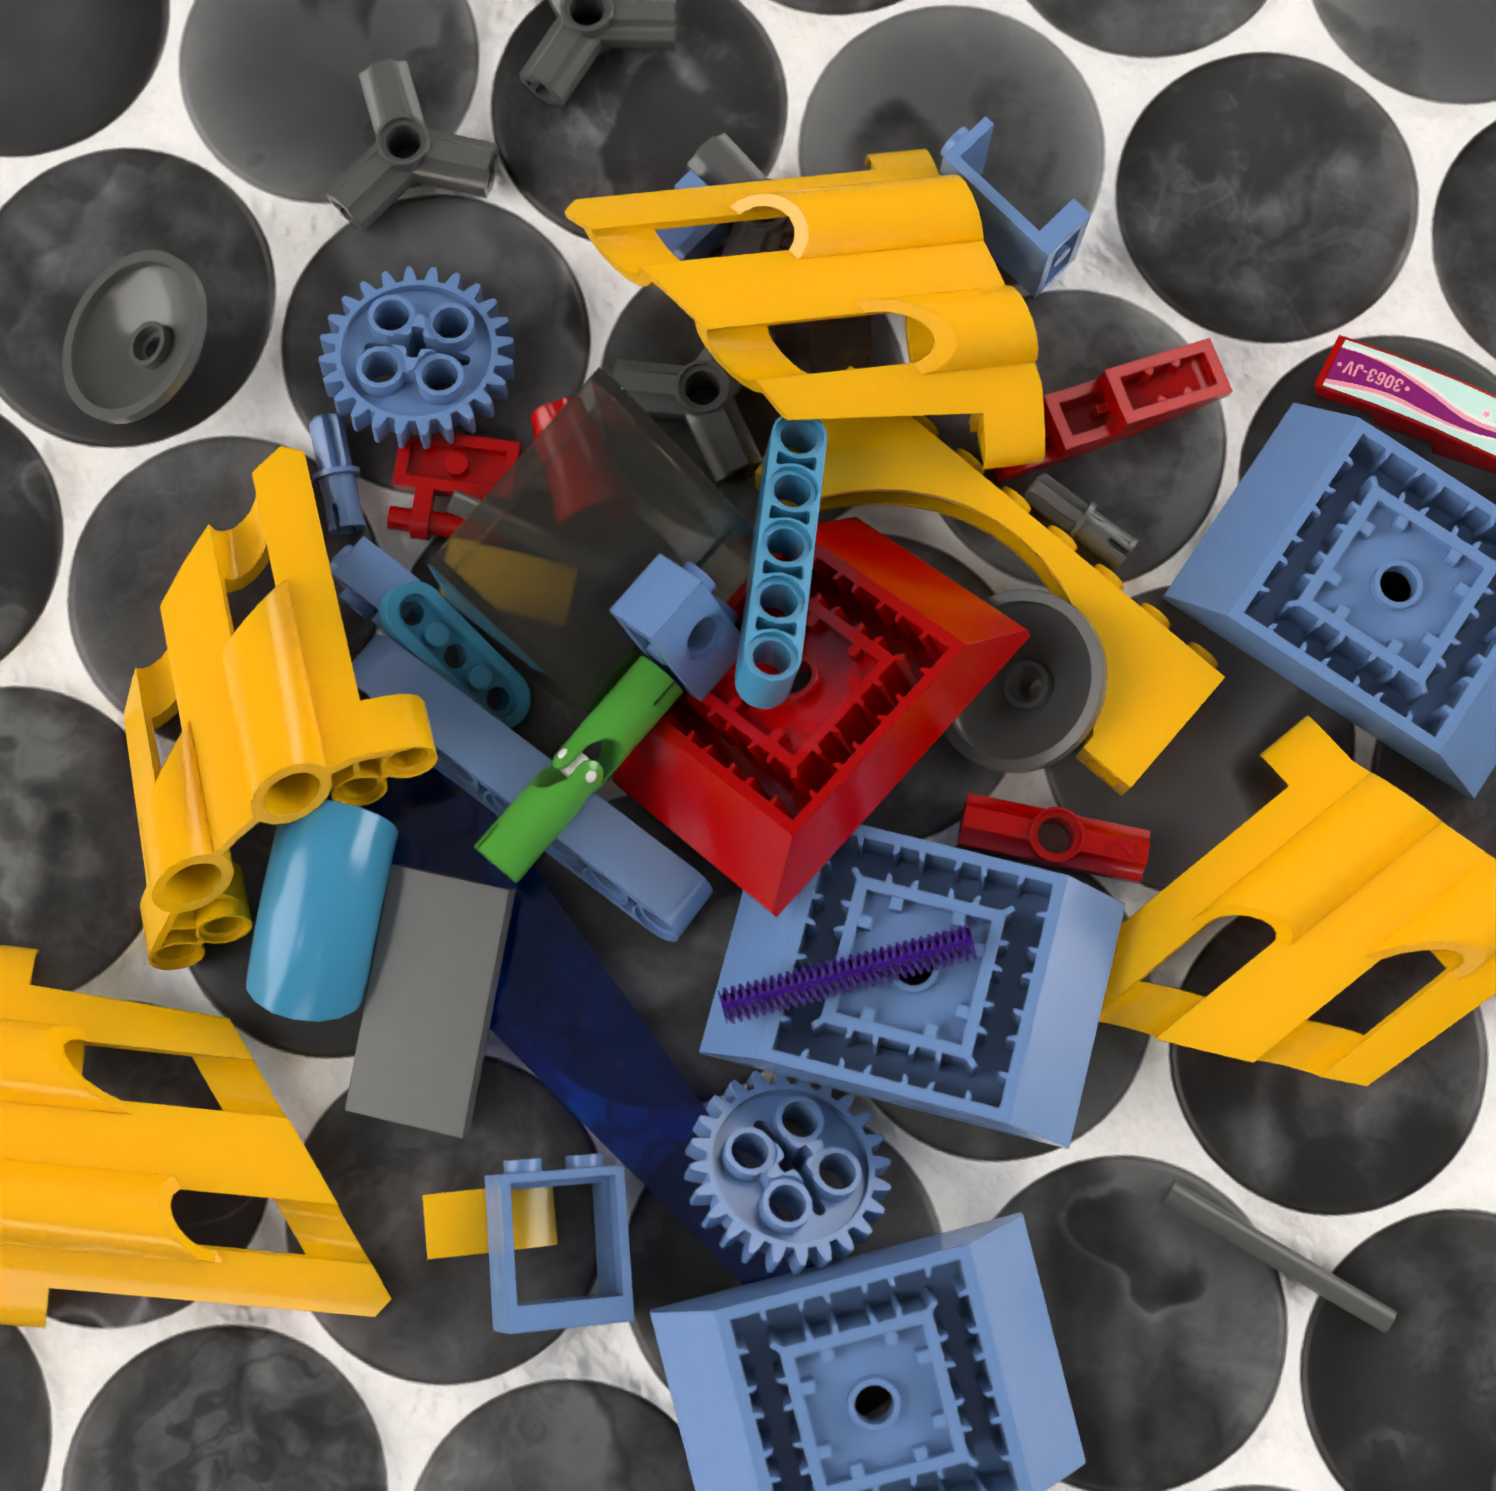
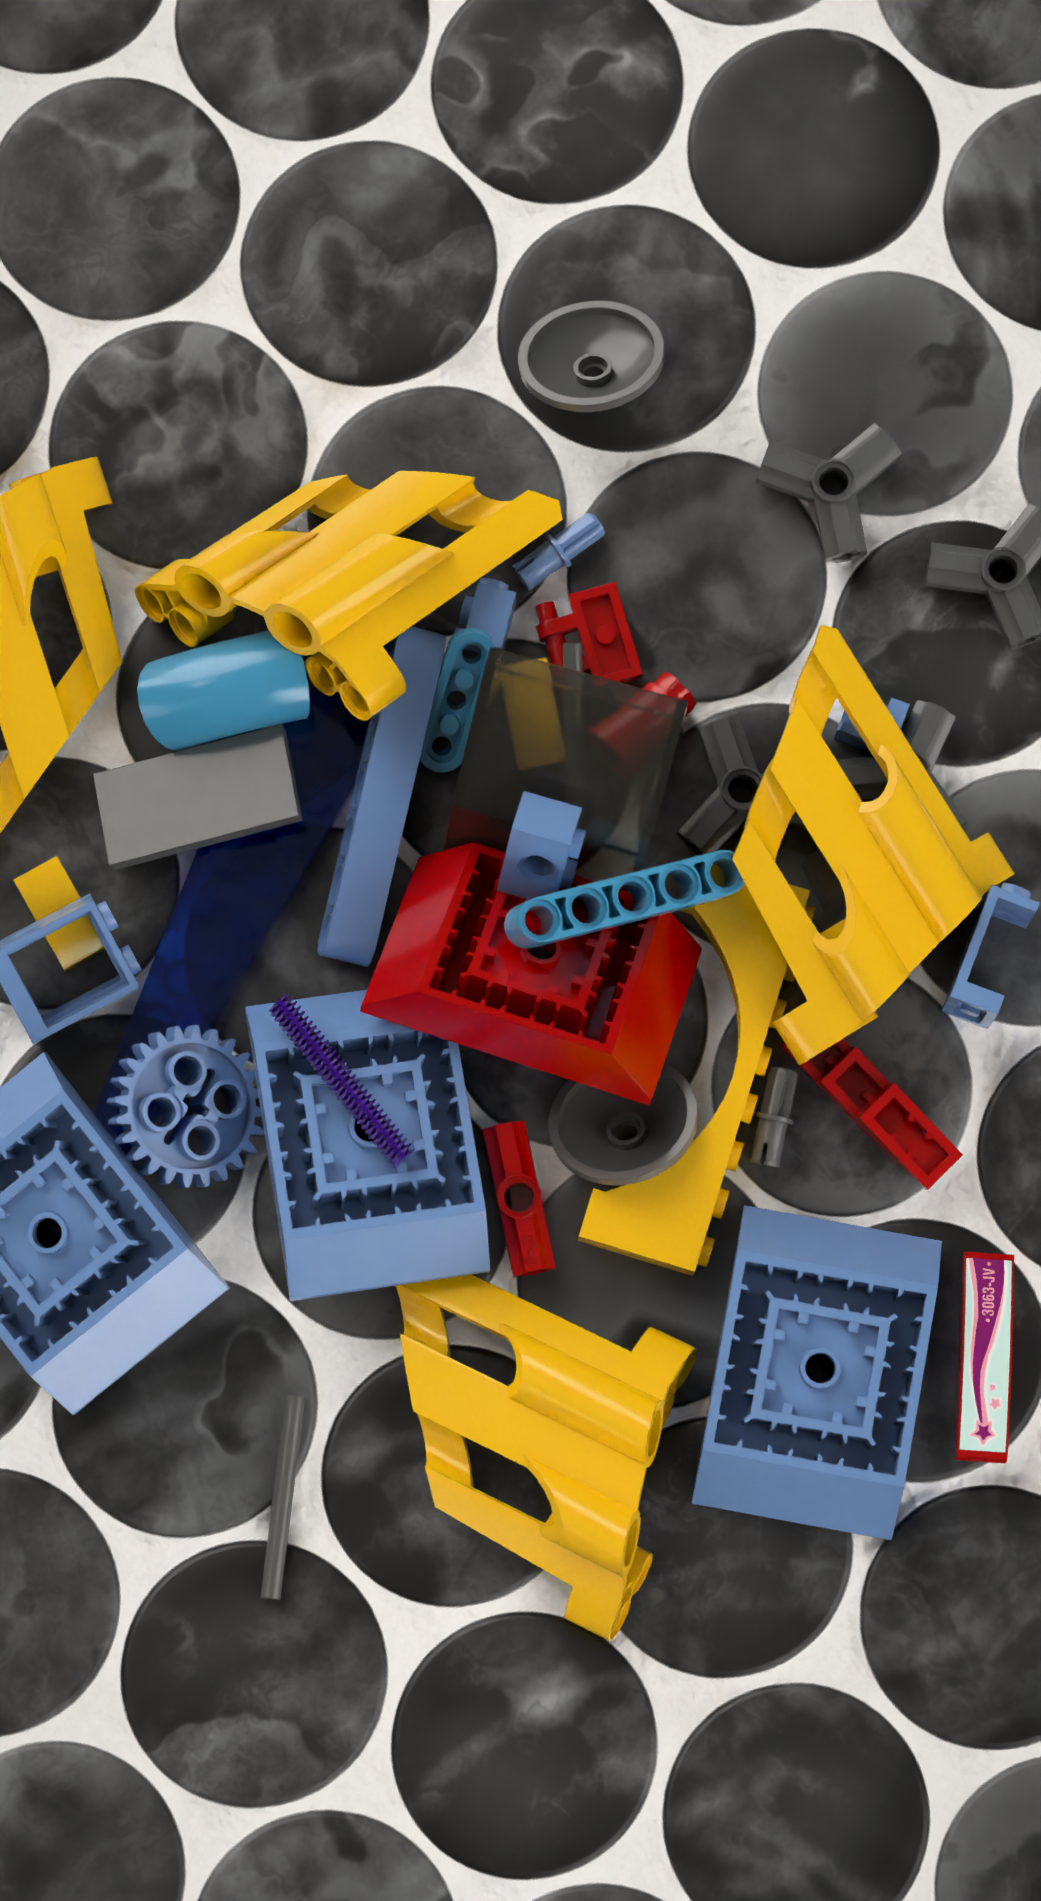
camera: 65 degrees right, 0 degrees up
(417, 357) = (632, 576): medium blue gear -> none
(567, 782) = (391, 820): bright green piece -> none

